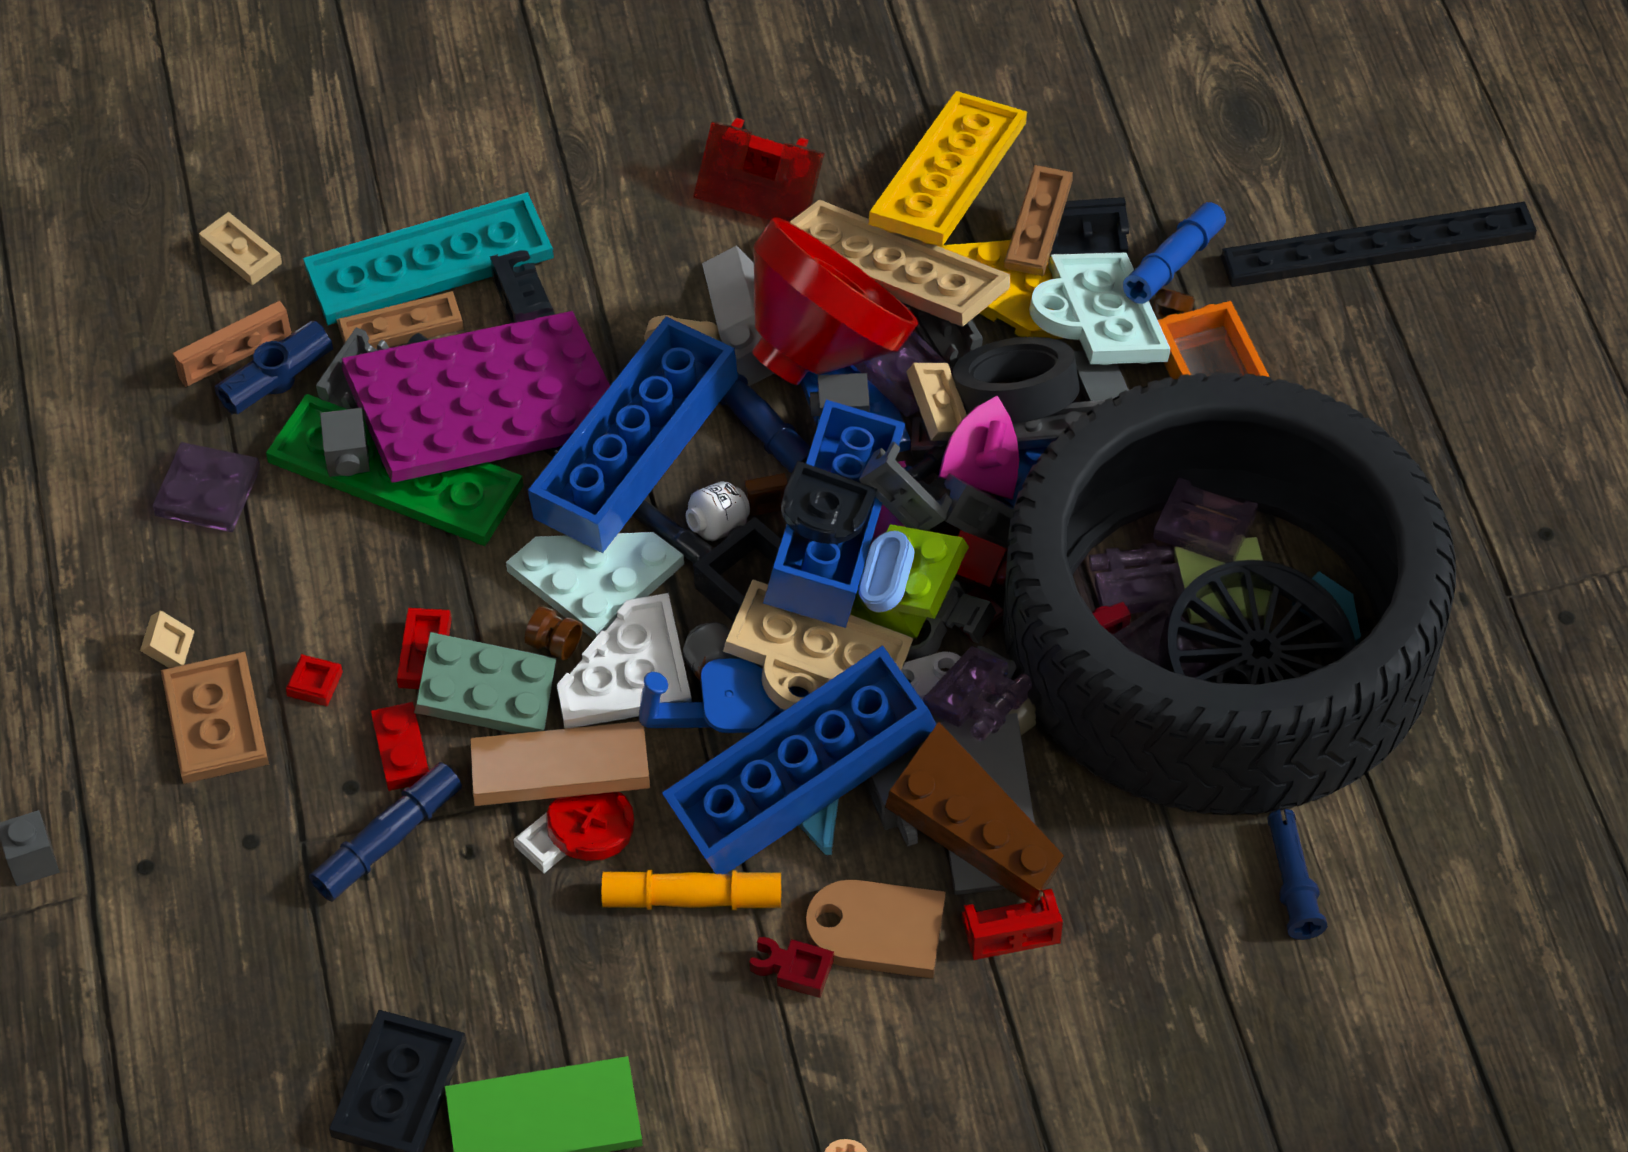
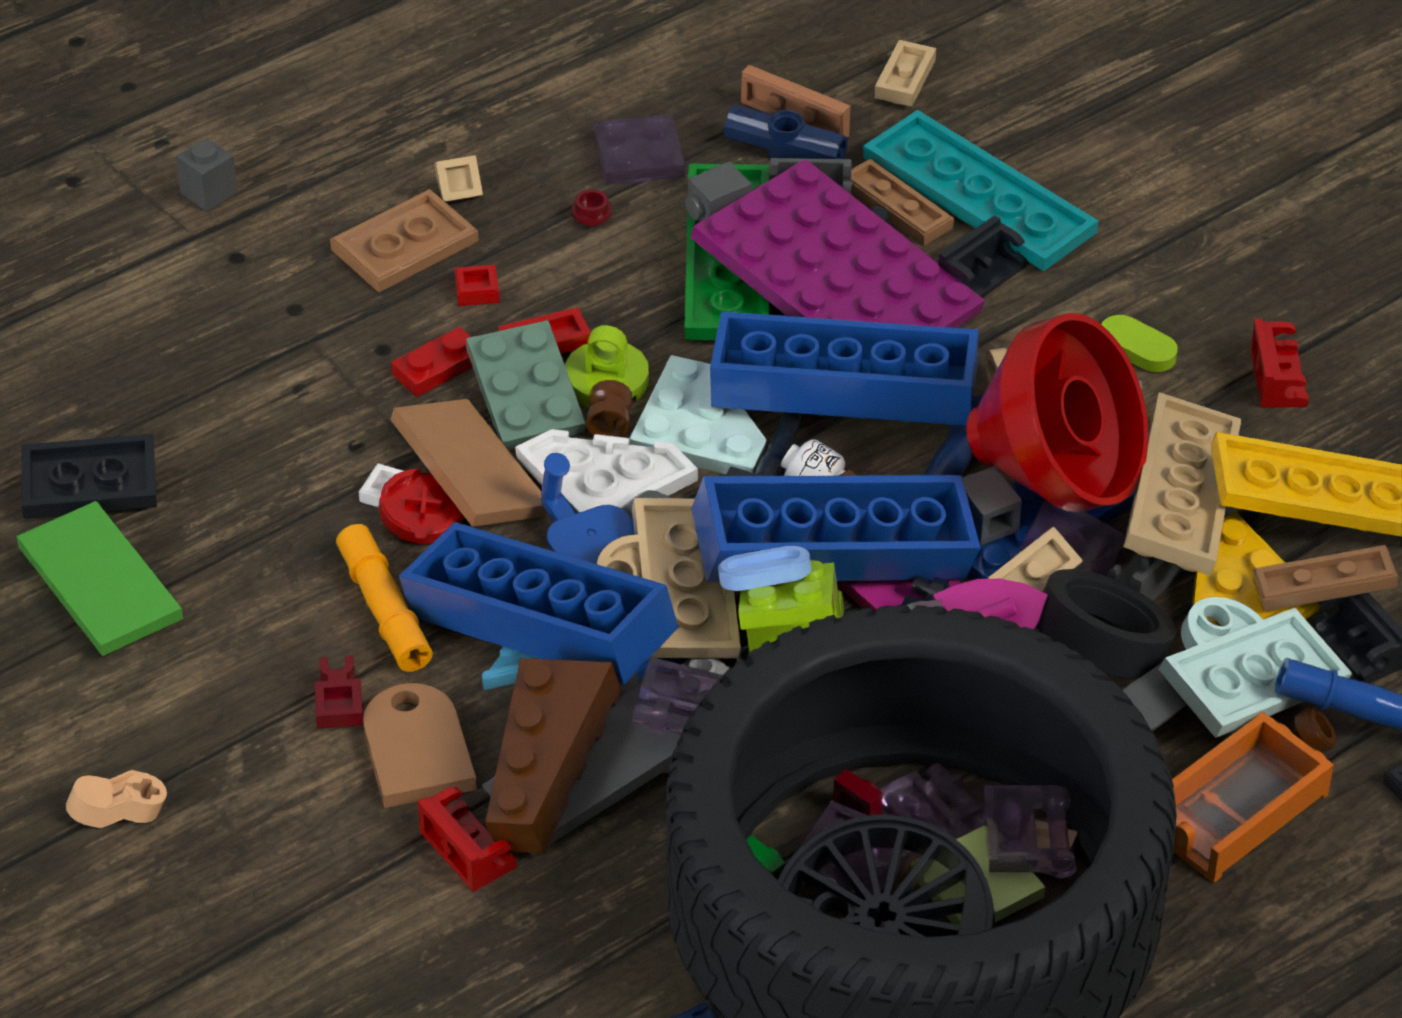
camera: 65 degrees right, 10 degrees down
(269, 552) = (591, 208): none -> dark red plate
(385, 831) = (338, 378): dark blue piece -> none
(494, 615) = (607, 358): none -> lime tile
(680, 231) = (1142, 343): none -> lime tile
(728, 185) = (1213, 363): clear red plate -> none
(825, 504) = (813, 498): black tile -> none
(902, 493) = (881, 558): dark grey hinge -> none

